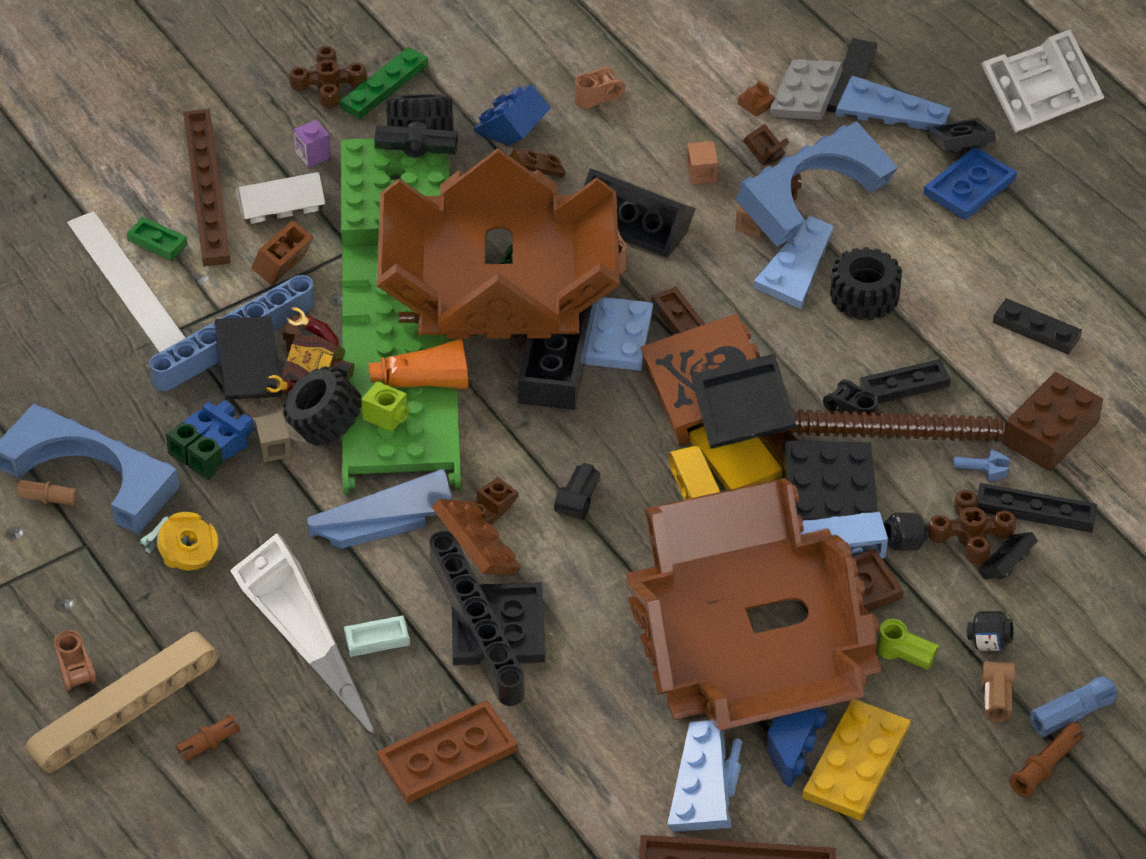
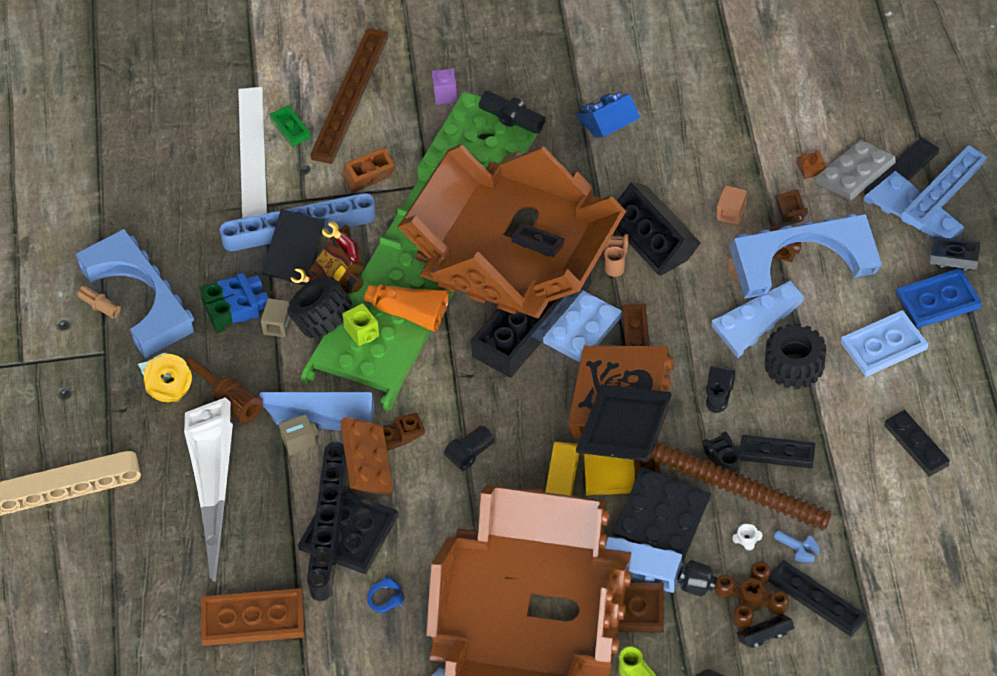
camera: 30 degrees right, 5 degrees up
(73, 664) = (39, 444): nougat piece -> none
(208, 738) = (96, 537): dark orange pin -> none
(280, 197) = (395, 123): white slope -> none
(297, 534) = (244, 404): none -> reddish brown piece
(327, 76) = (490, 34): reddish brown gear -> none
(376, 547) = (298, 434): none -> dark tan brick
(377, 636) = (259, 504): light aqua tile -> none
(384, 82) = (532, 52): green plate -> none
(429, 109) = (535, 89): black tyre -> none
(532, 161) = (598, 159): reddish brown bracket -> none
(533, 253) = (537, 240): none -> black plate
(595, 87) = (688, 111): nougat piece -> none
(596, 675) = (395, 600): none -> blue piece
(805, 342) = (719, 388): none -> black piece
(912, 75) = (943, 187): none -> medium blue plate
(927, 474) = (747, 530): none -> white plate
(944, 243) = (884, 343): none -> light blue plate
(1052, 421) = (873, 530): reddish brown brick -> none

